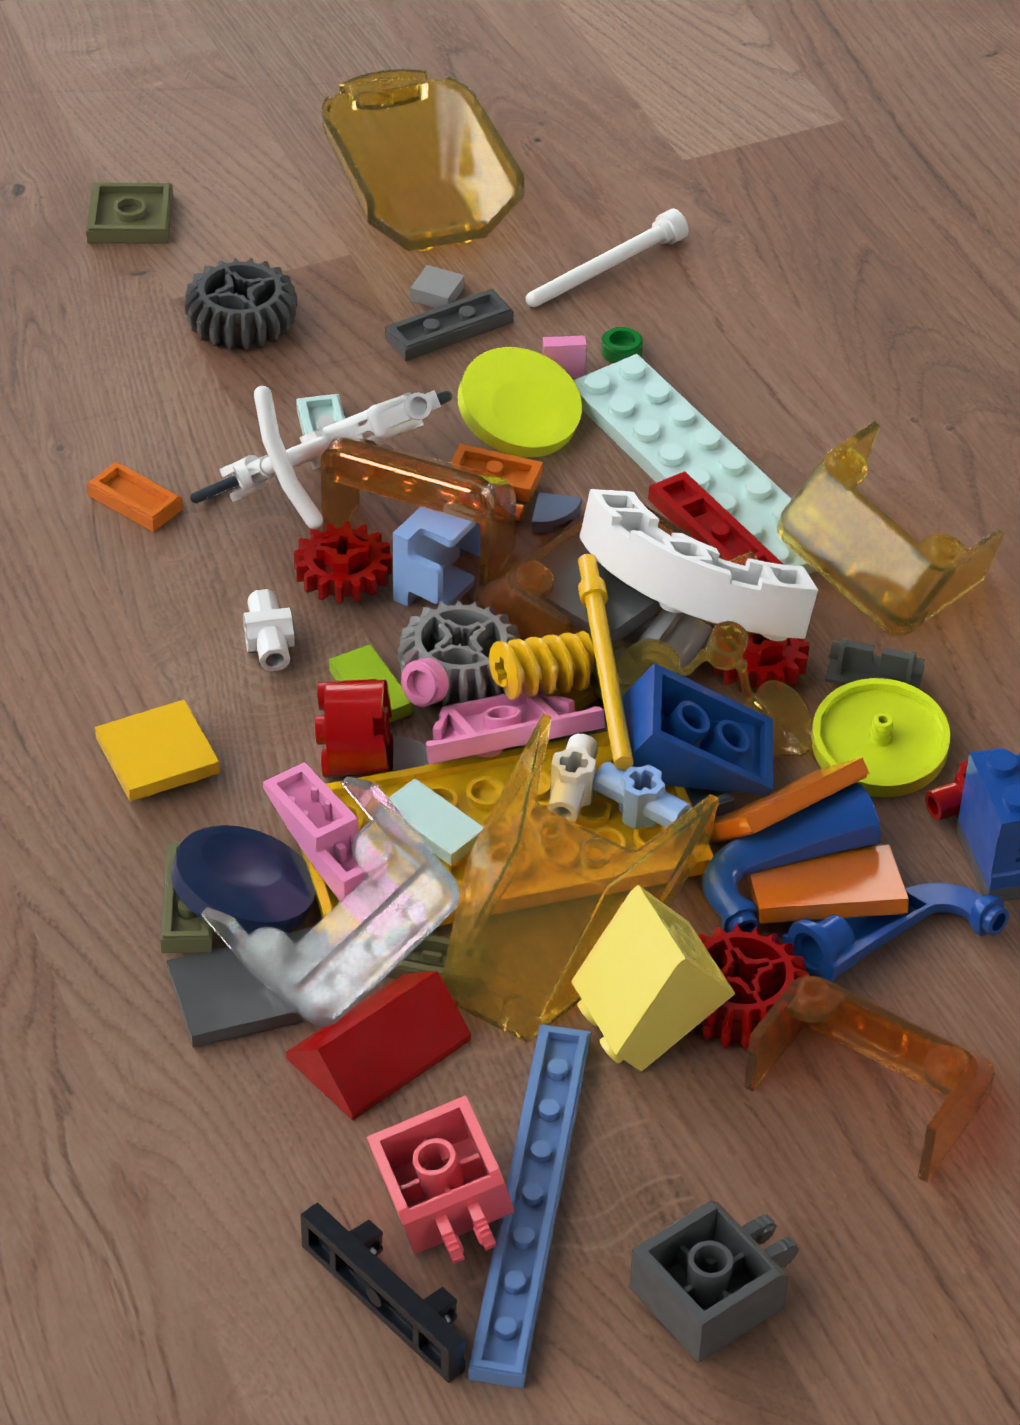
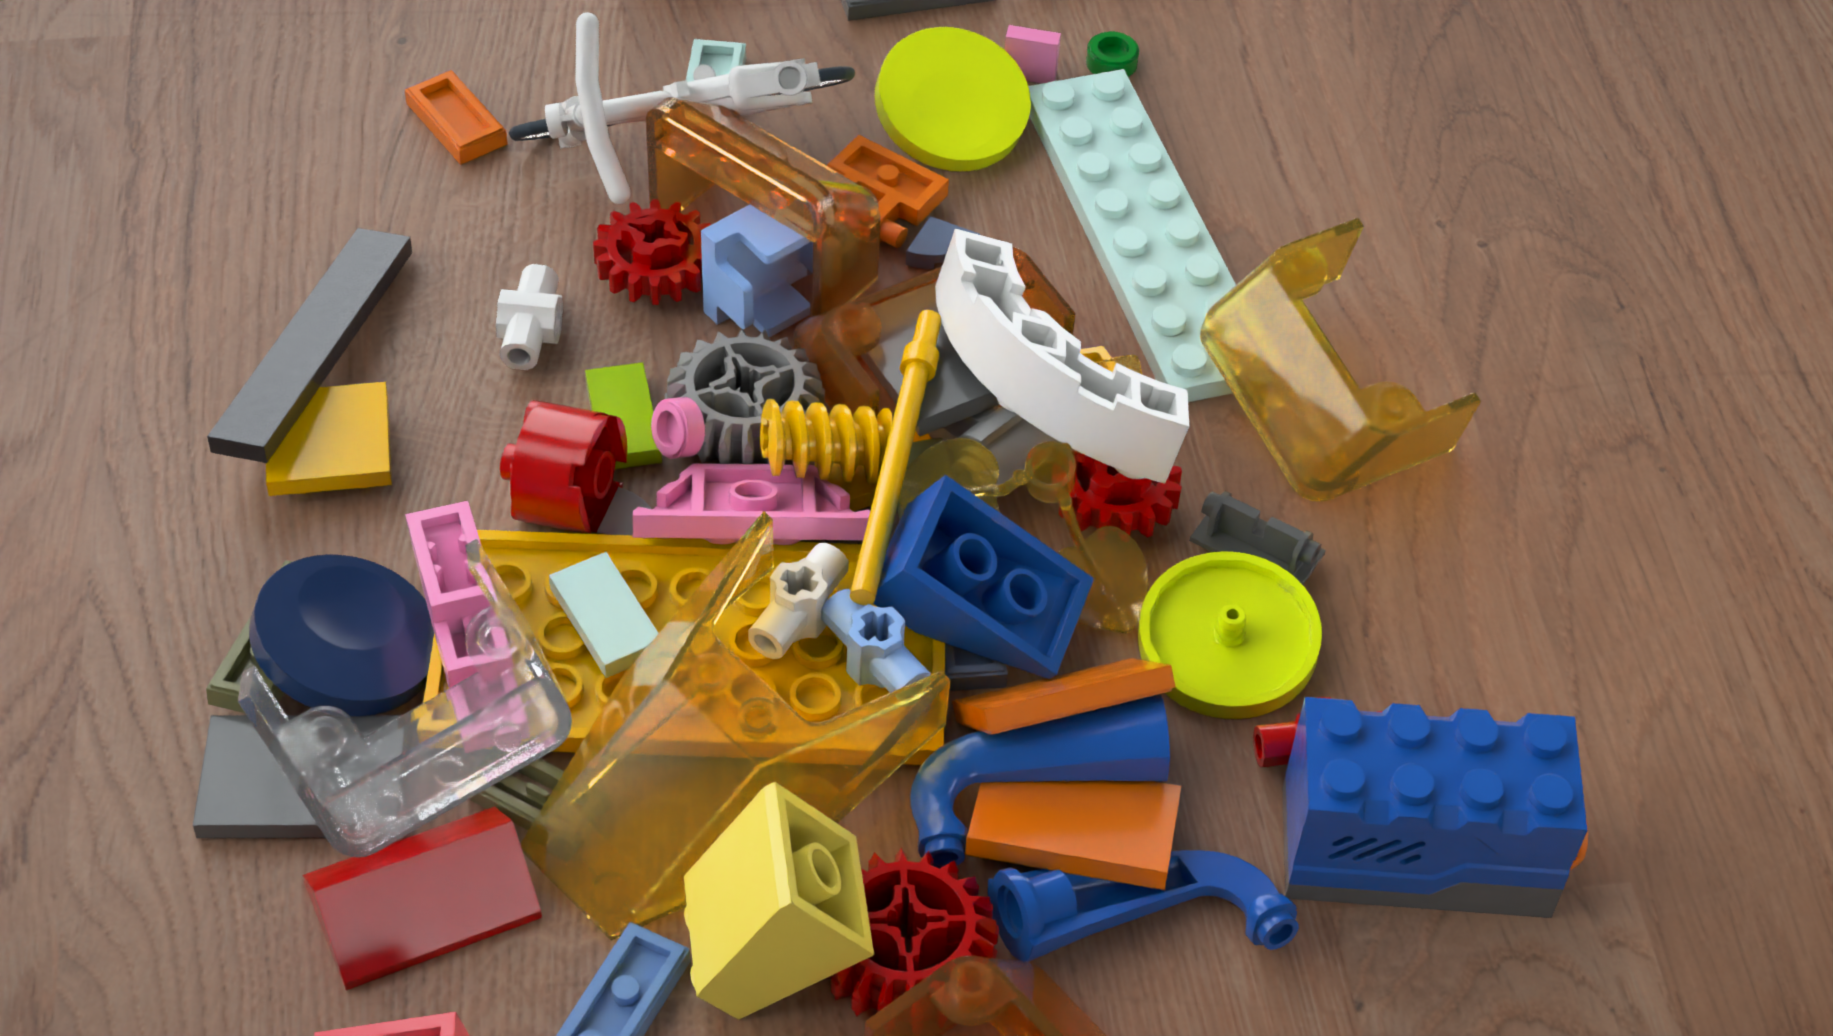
camera: 15 degrees right, 5 degrees up
(114, 685) = (309, 346): none -> tile
(704, 518) = (1119, 306): red hinge -> none

